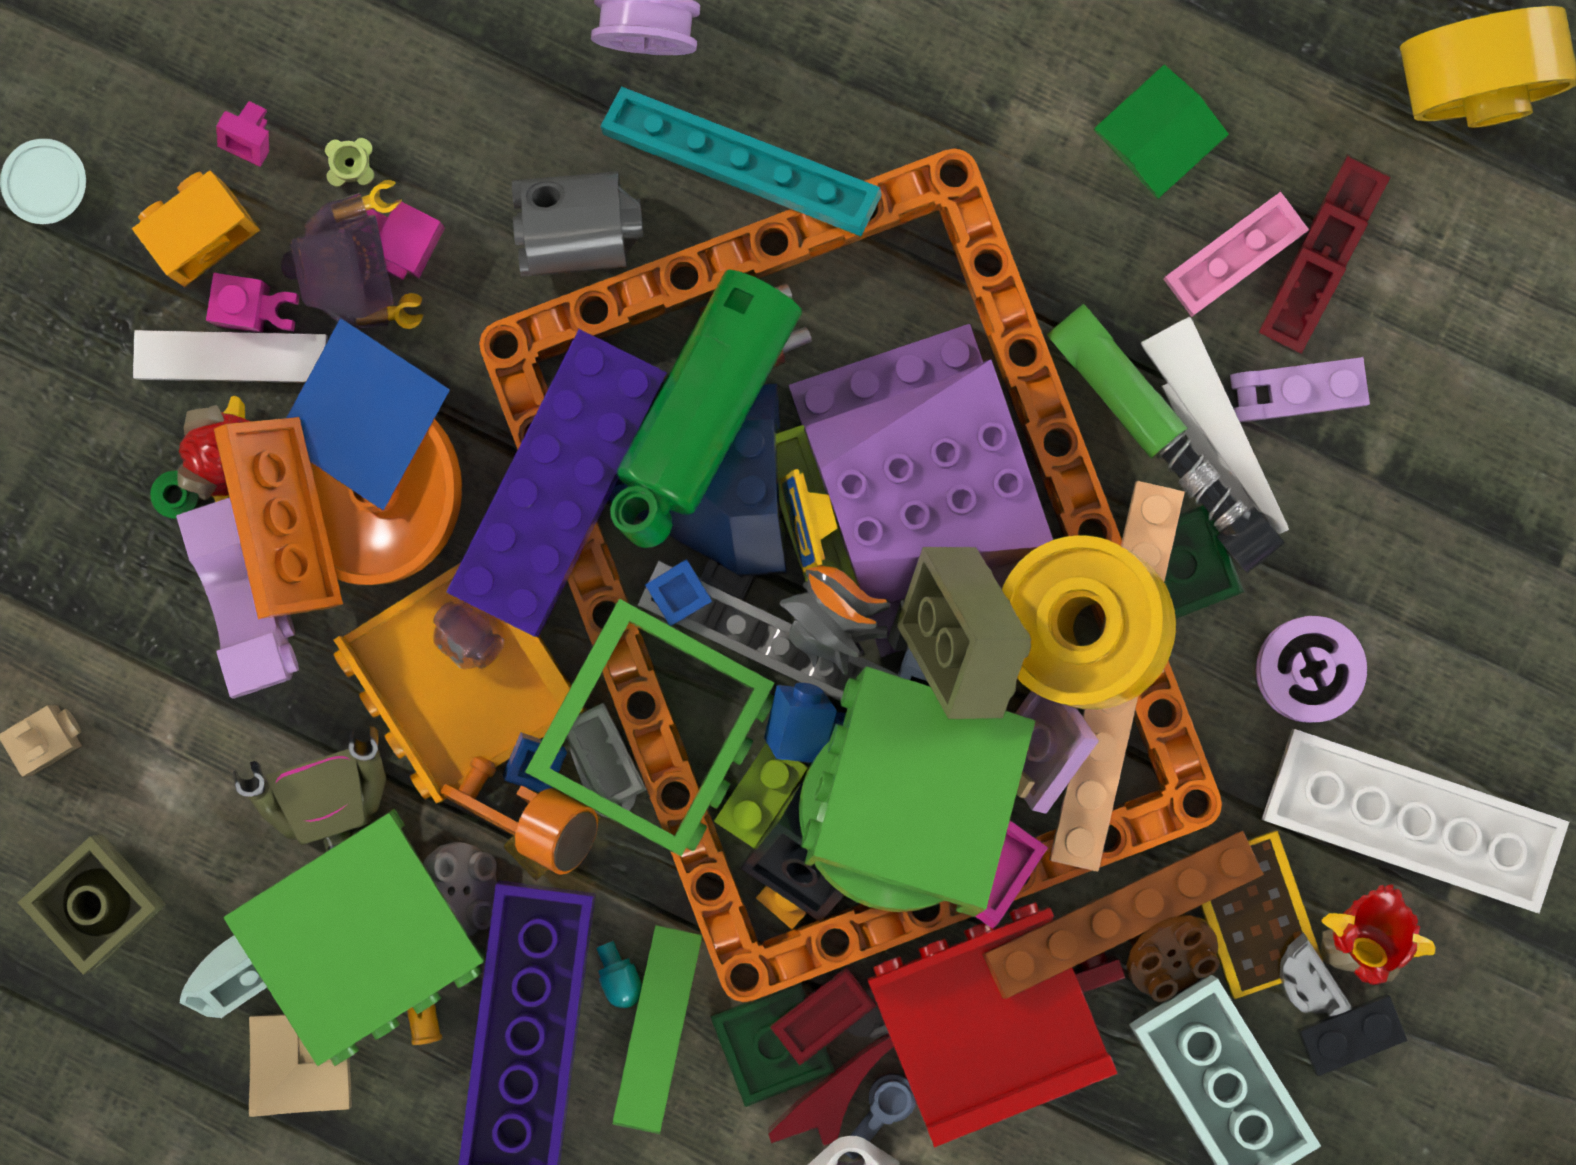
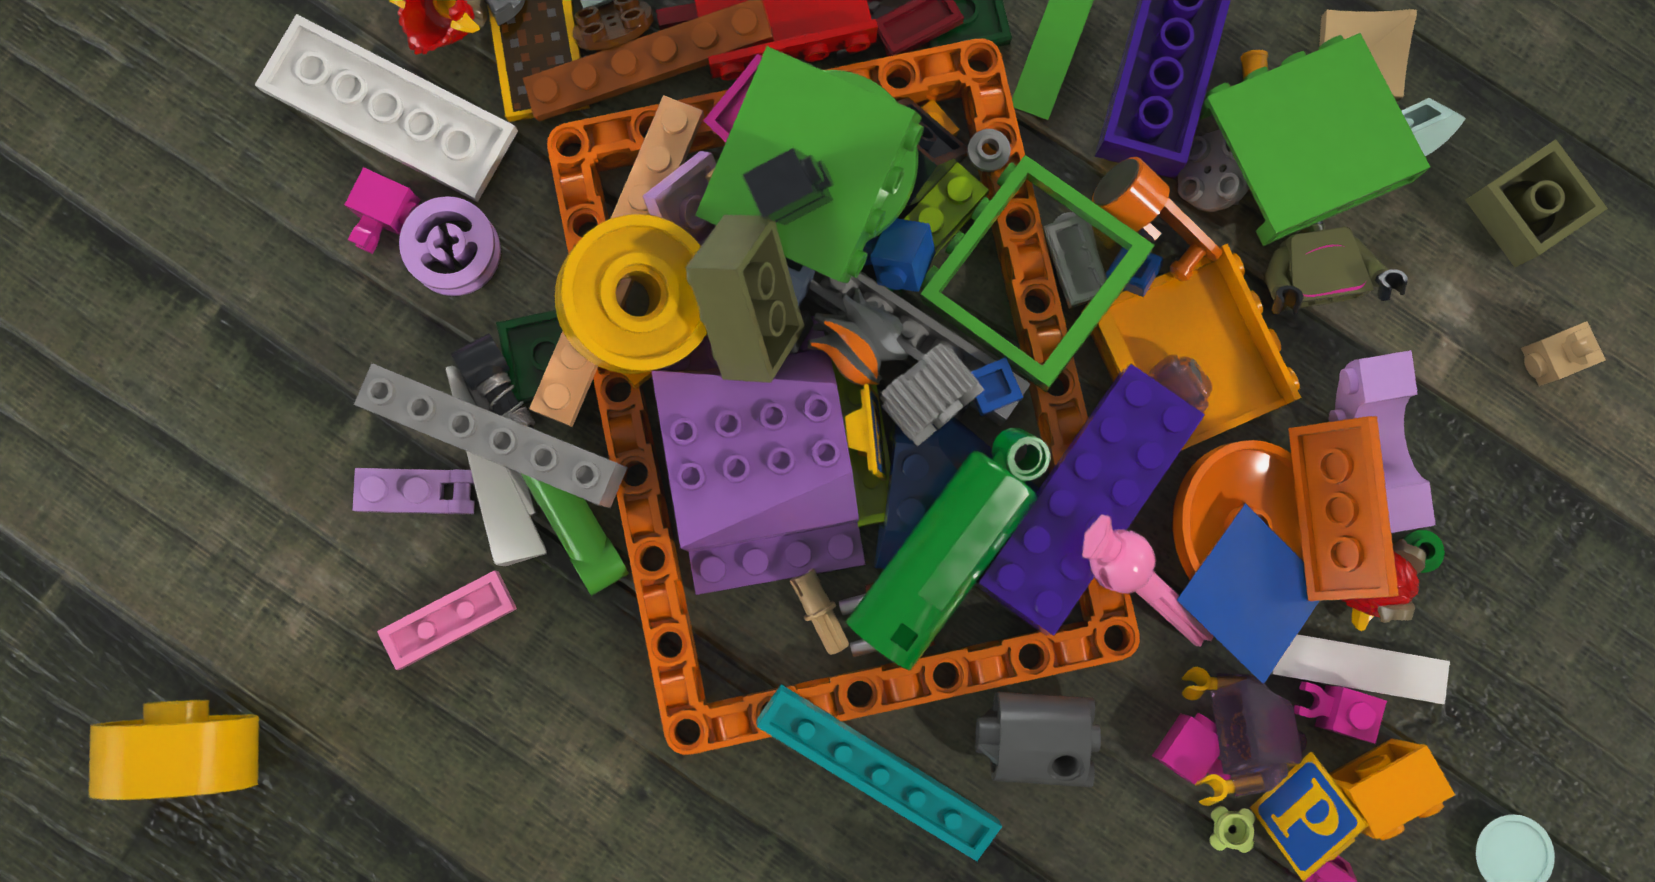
camera: 175 degrees left, 5 degrees down
(275, 185) = (1309, 817): none -> piece
(515, 412) = (1126, 564): none -> bright pink piece
(618, 977) = (1085, 82): teal cylinder -> none
(724, 849) = (986, 162): none -> light grey plate
(748, 567) = (930, 393): none -> light grey brick
(830, 325) = (820, 611): none -> tan axle
(935, 746) = (789, 186): none -> black piece
(1161, 131) = (493, 744): green slope -> none
(1218, 452) = (491, 436): none -> light grey brick
(1324, 254) = (369, 607): dark red slope -> none
(1397, 703) = (379, 205): none -> dark pink brick

